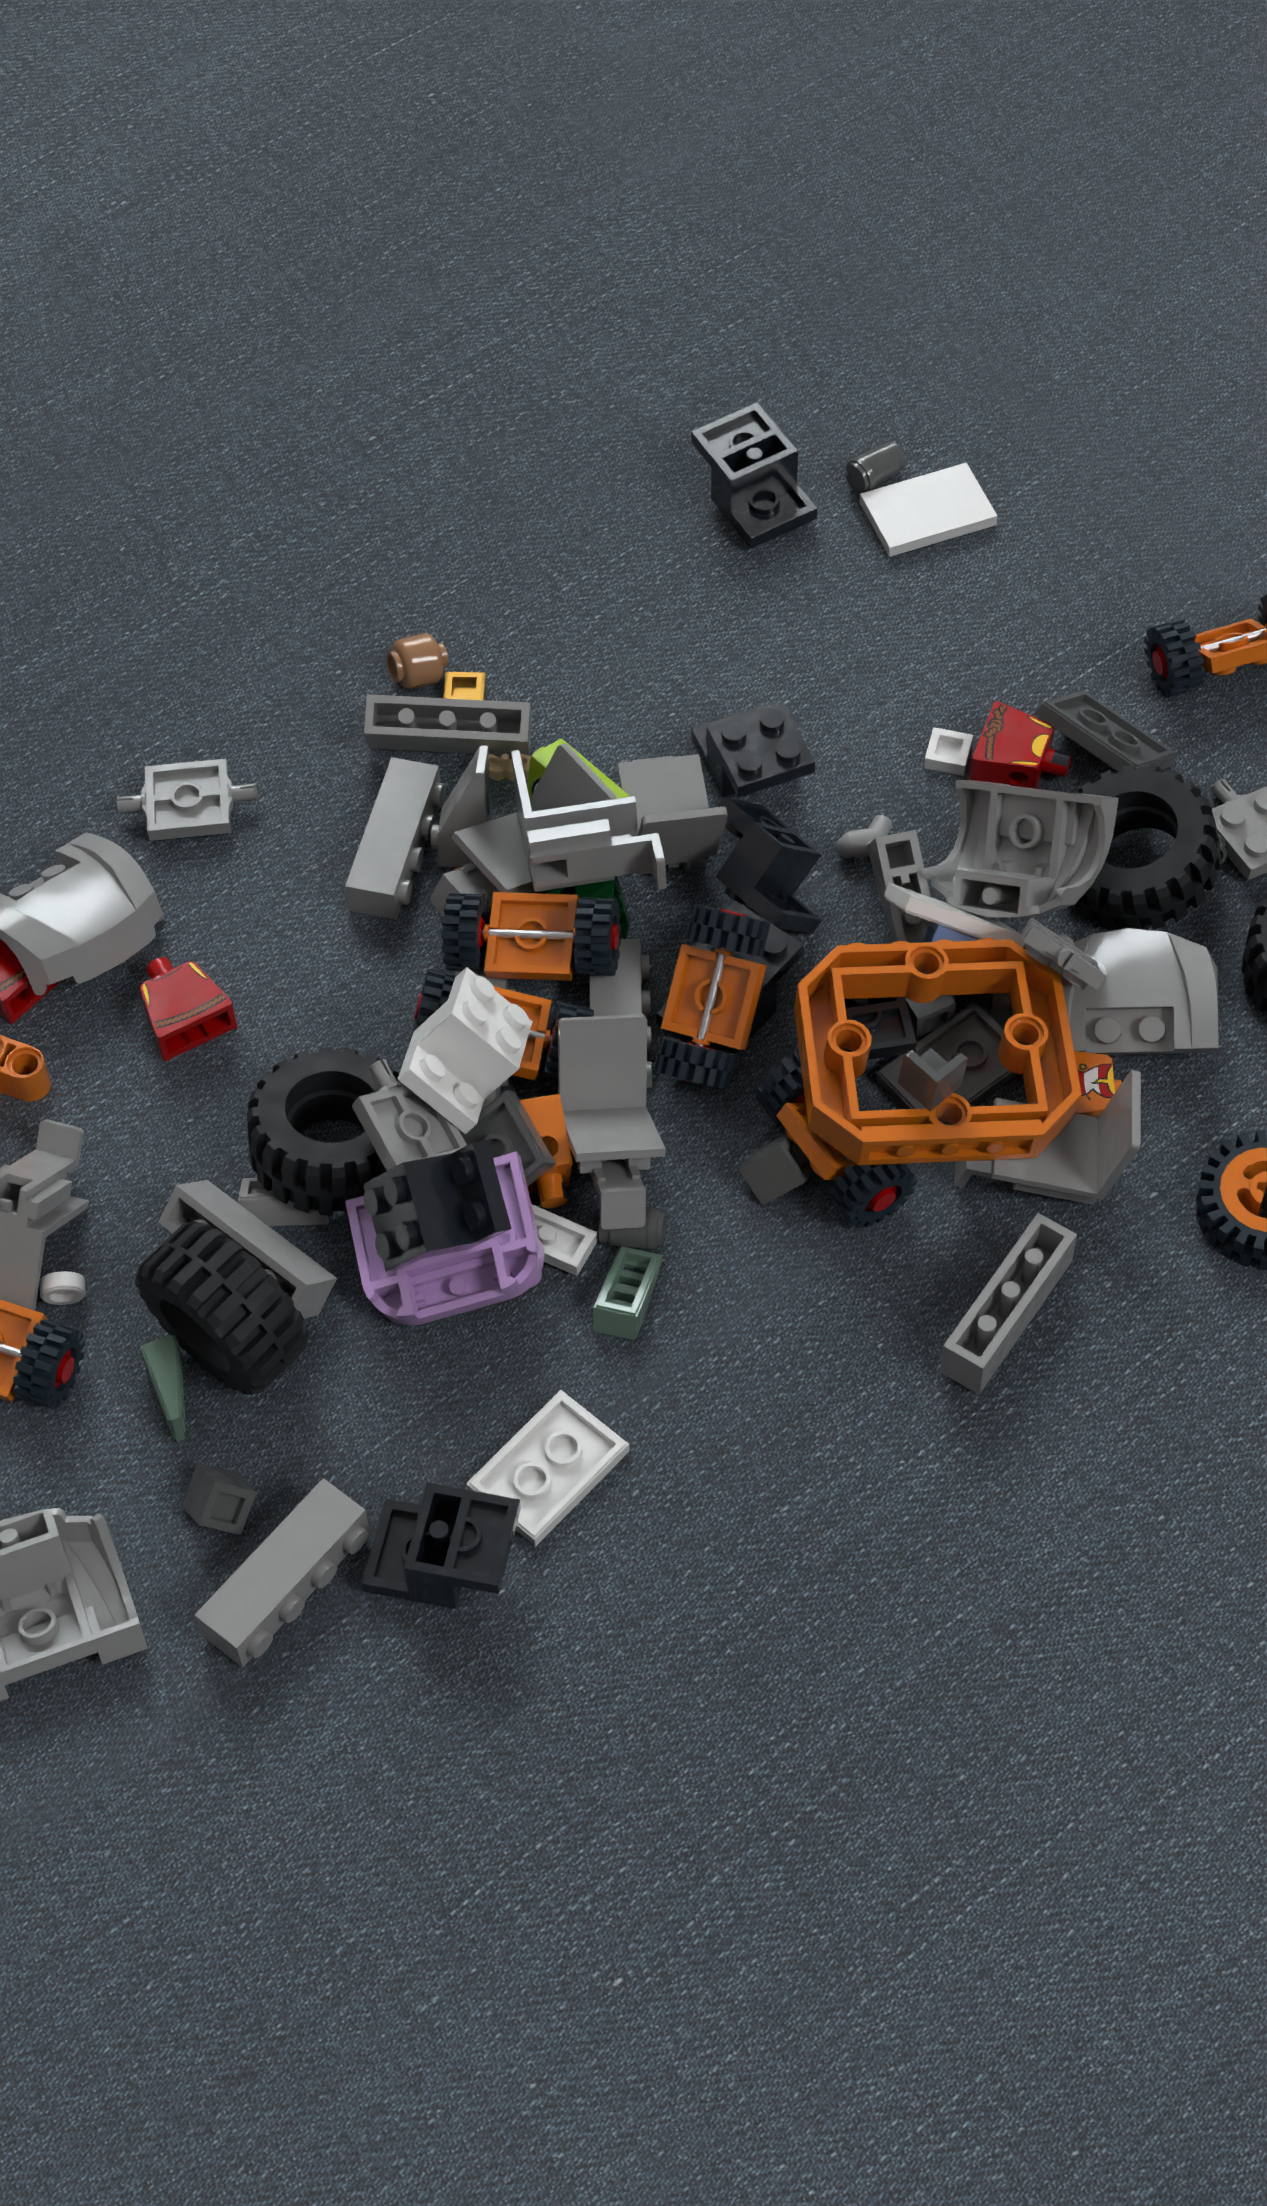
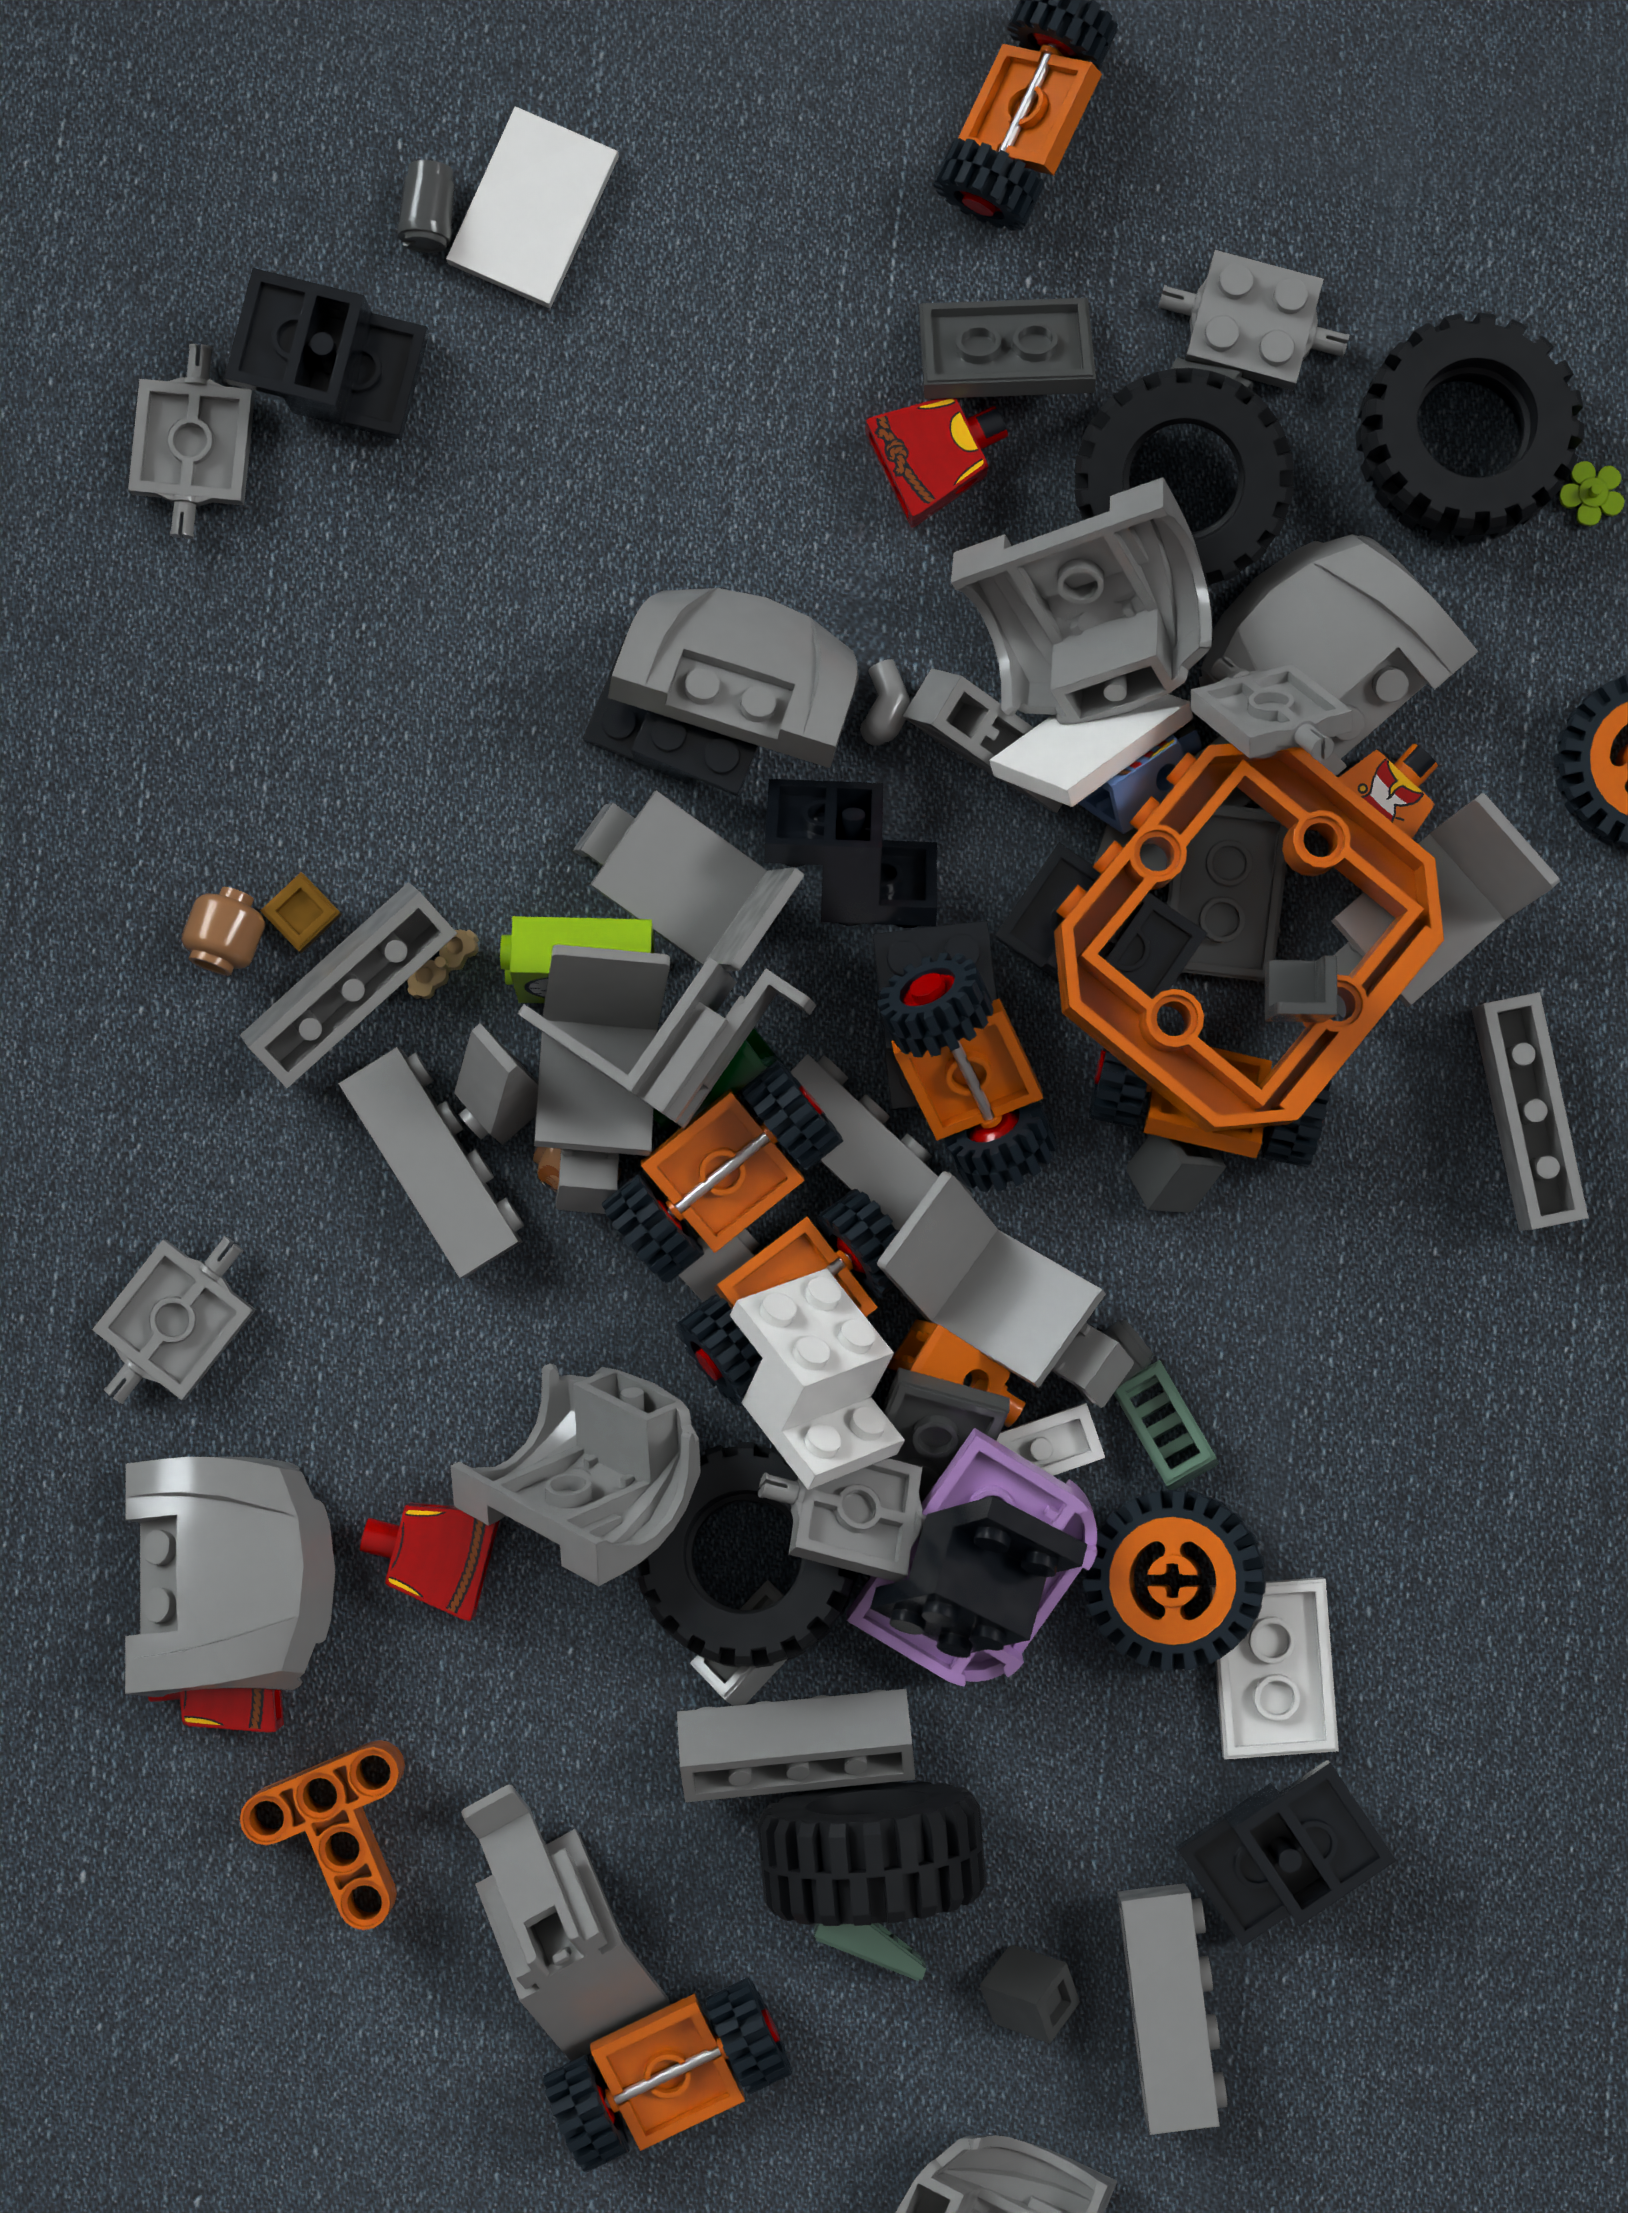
camera: 45 degrees left, 30 degrees up
(62, 1288) = (663, 1943): white tile -> none
(330, 1018) = (597, 1474): none -> light grey piece
(524, 1381) = (1175, 1638): none -> wheel
(647, 470) = (191, 441): none -> light grey plate
(798, 731) = (739, 670): none -> light grey piece
(948, 751) = (858, 511): white tile -> none

